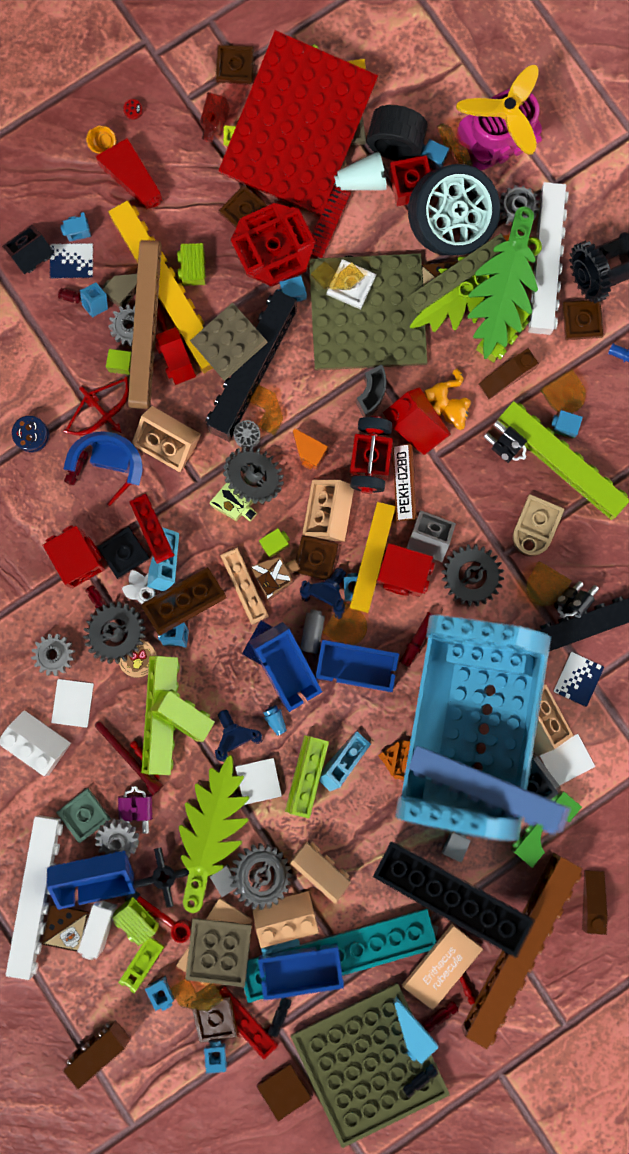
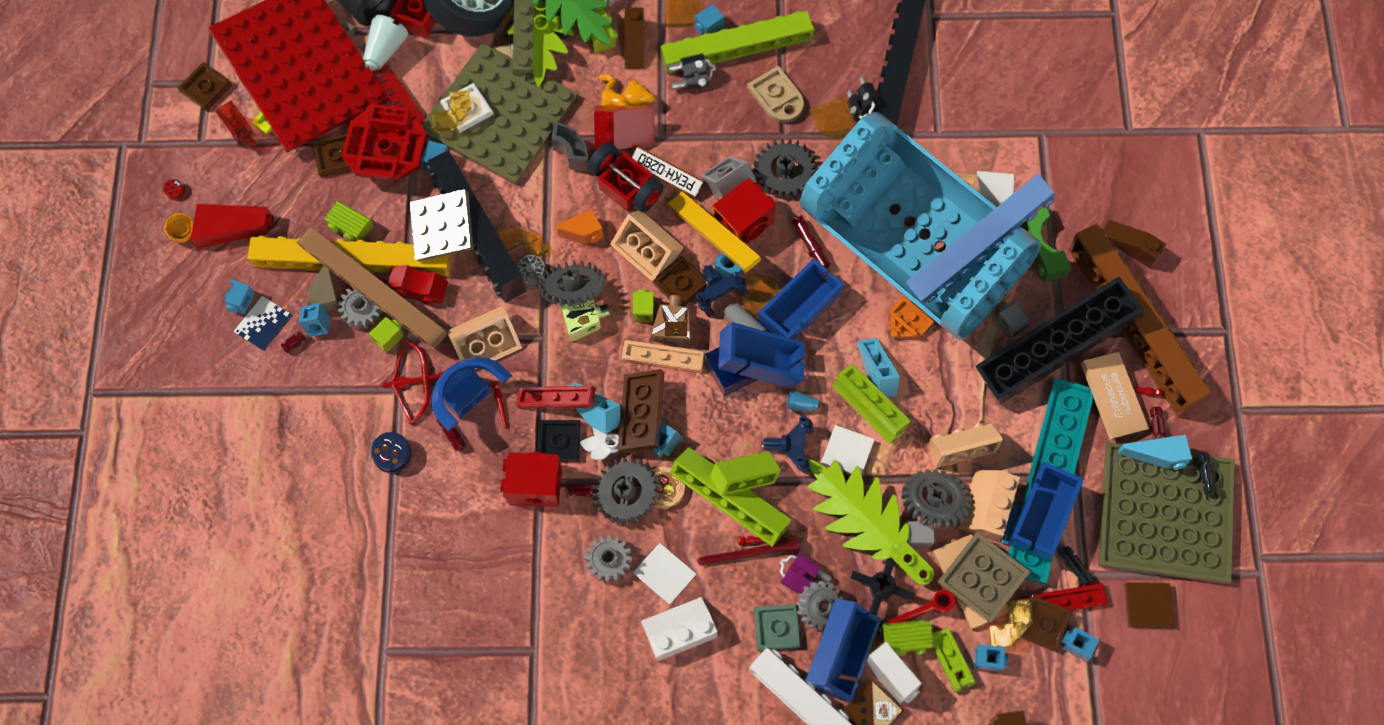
camera: 55 degrees left, 15 degrees down
(28, 249) = (224, 349): black slope -> none
(578, 679) = (933, 139): sticker -> none

